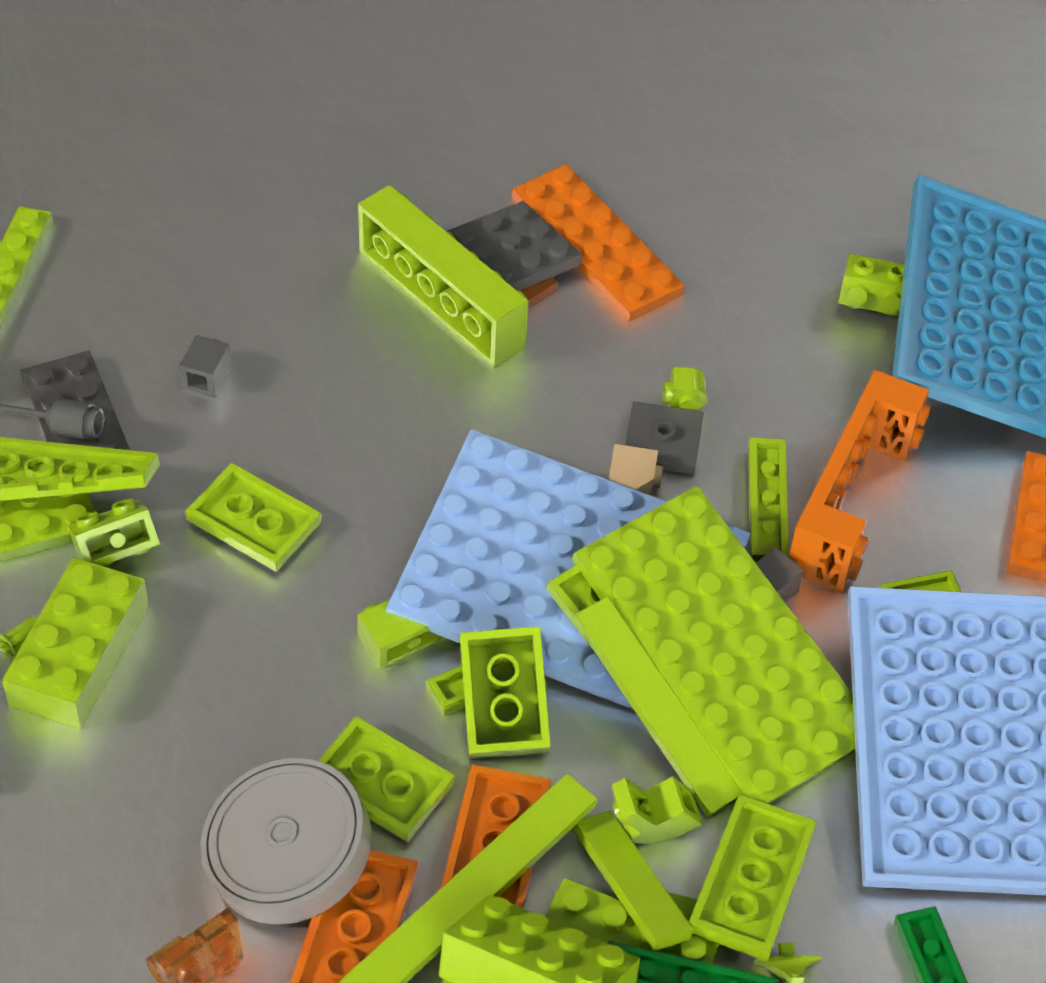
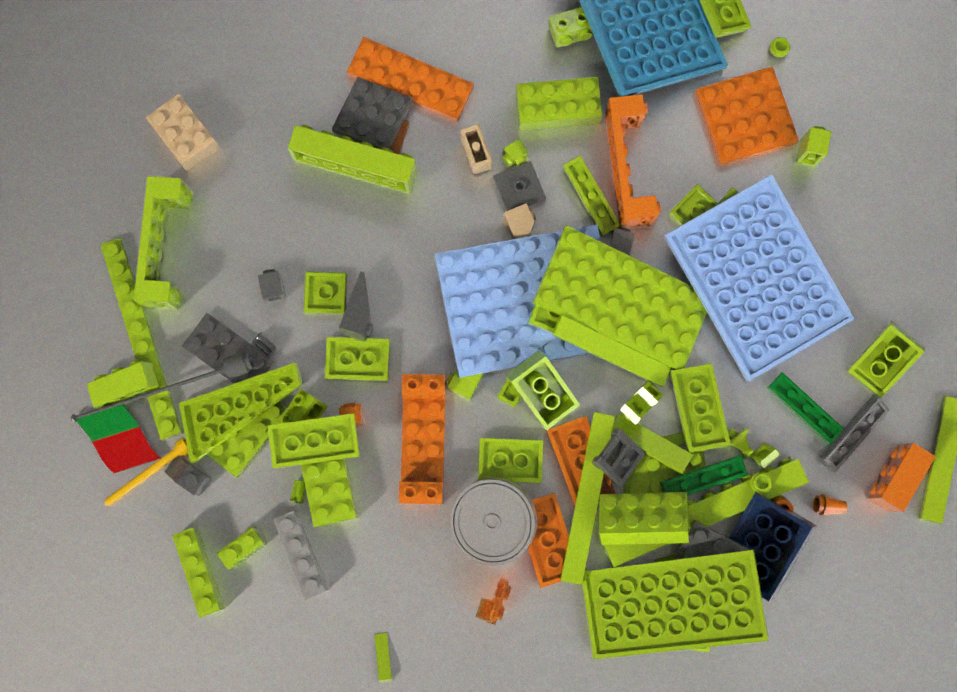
camera: 30 degrees left, 30 degrees up
(41, 268) = (159, 193): none -> lime plate
(99, 555) = (313, 440): none -> lime plate
(135, 427) = (264, 344): none -> dark grey piece
(188, 570) = (351, 408): none -> orange brick
(234, 143) = (182, 132): none -> tan brick
(267, 673) = (422, 439): none -> orange plate
(275, 418) = (325, 293): none -> lime tile
(298, 454) = (357, 318): none -> dark grey slope
(564, 871) = (624, 460): none -> dark grey plate
(629, 352) = (476, 149): none -> tan brick
(794, 363) = (558, 103): none -> lime brick

